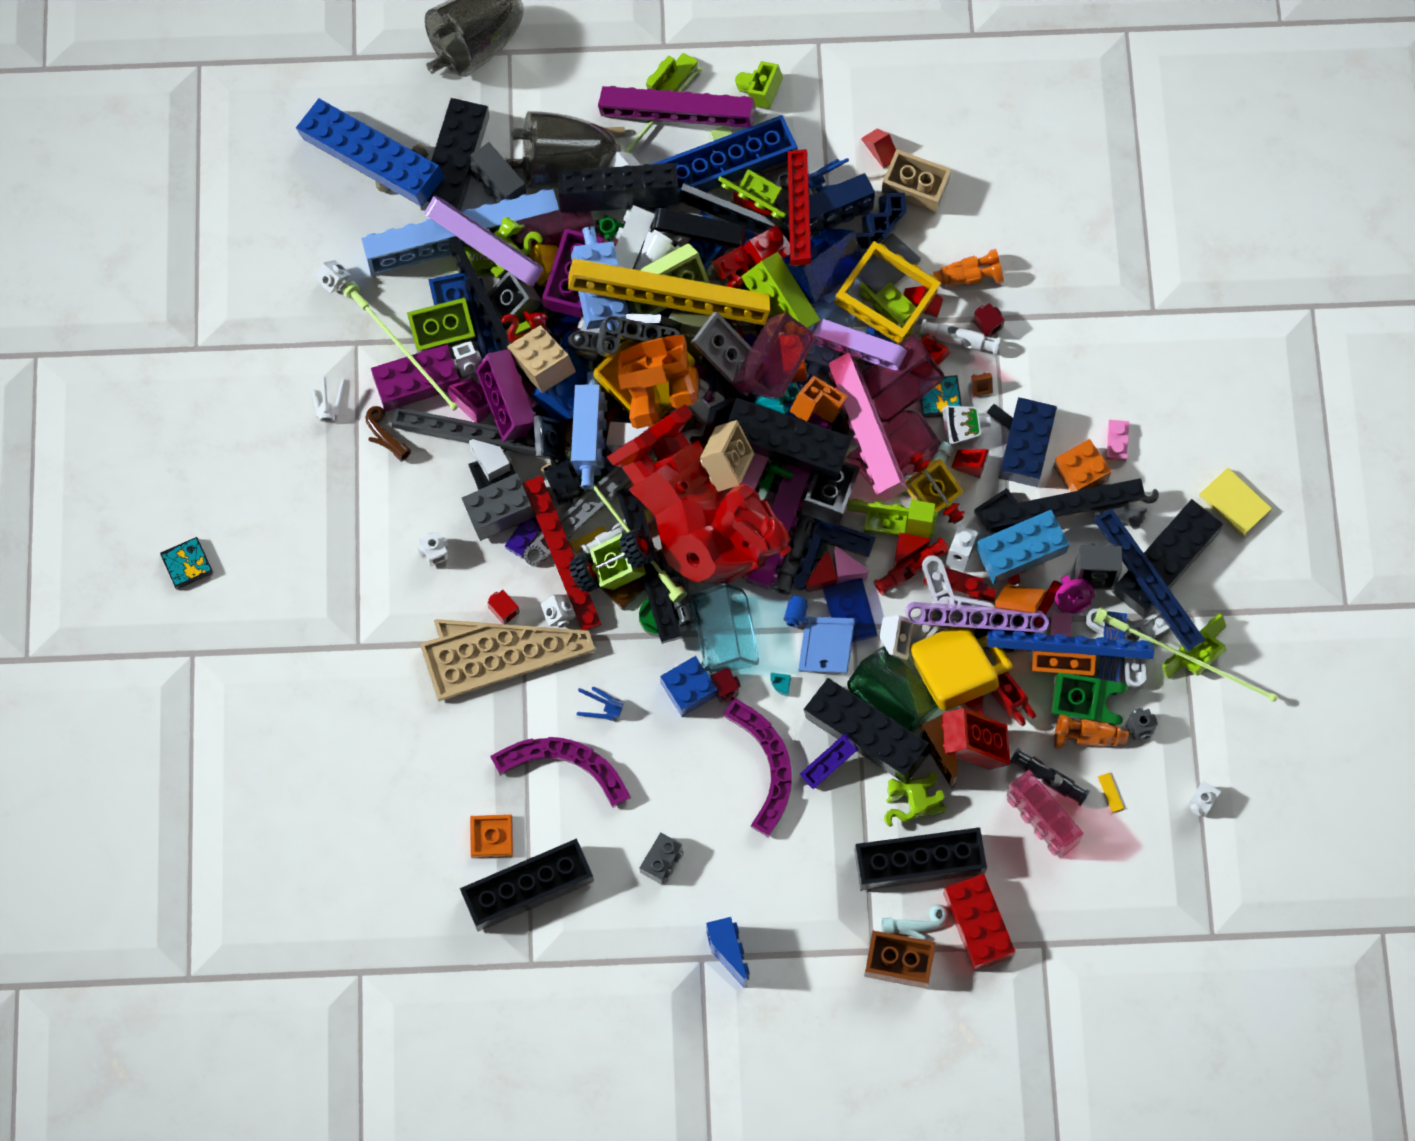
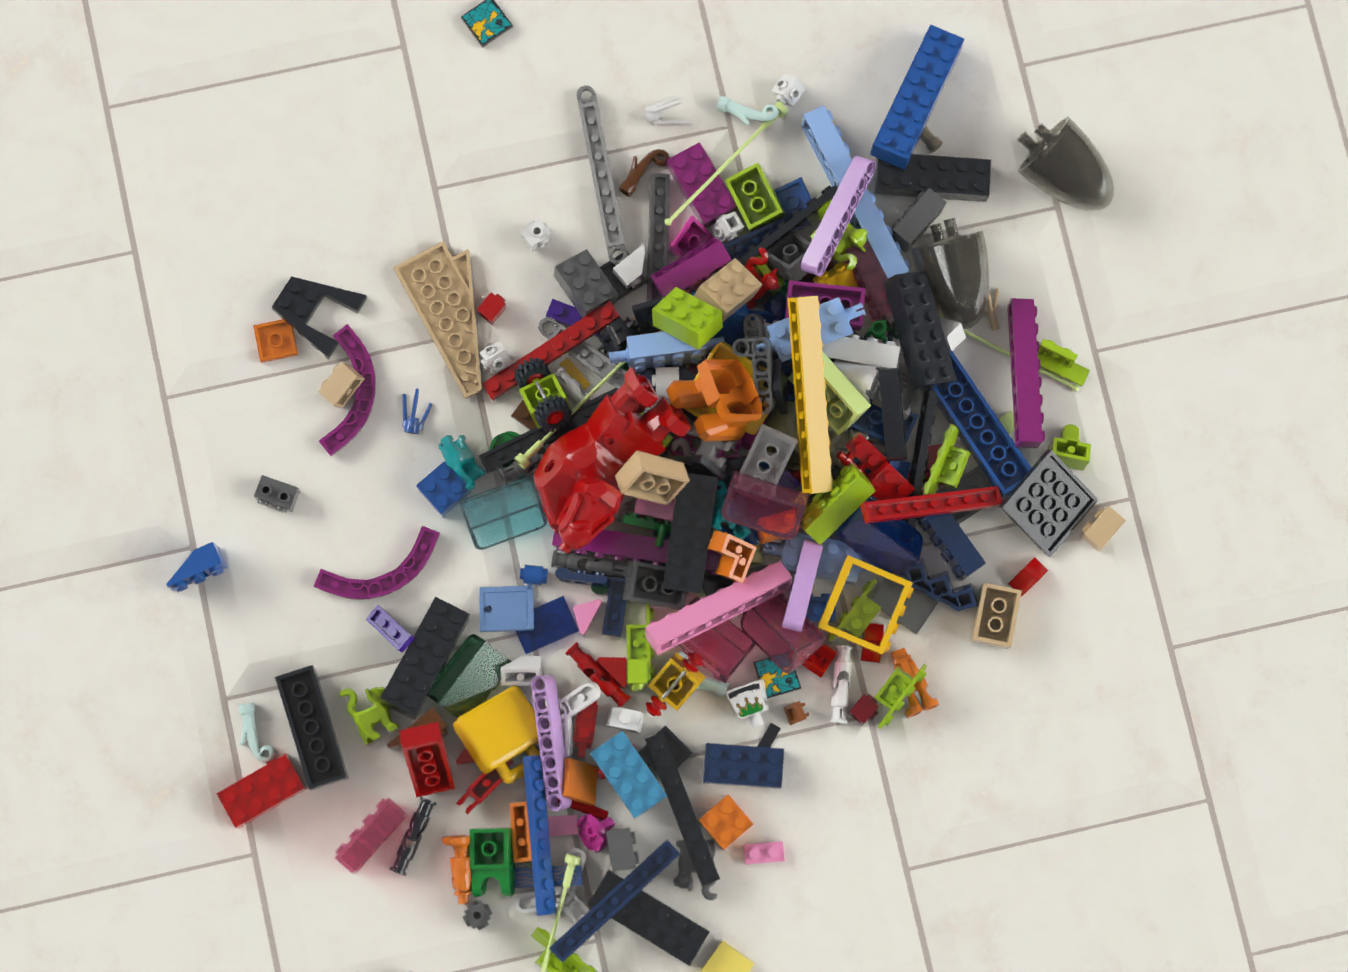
camera: 70 degrees right, 10 degrees up
(347, 322) = (726, 105): none -> light aqua plant
(382, 473) = (601, 174): none -> light grey plate
(457, 804) = (301, 299): none -> black wing
(527, 885) = (231, 379): black brick -> none
(556, 771) = (341, 384): none -> tan brick
(565, 396) = (687, 318): none -> lime brick
(663, 659) = (460, 457): none -> teal animal
(726, 685) = (450, 522): dark red brick -> none
(781, 683) = (464, 573): teal tile -> none
(812, 110) = (1048, 503): none -> plate
(816, 178) = (981, 520): blue plant -> none
(822, 575) = (574, 593): red slope -> none
(844, 70) = (1102, 528): none -> tan brick
(899, 959) = (214, 723): dark orange brick -> none
(970, 461) = (714, 714): red slope -> none
(977, 282) = (895, 689): none -> lime bracket
(1110, 792) = (410, 896): yellow window -> none

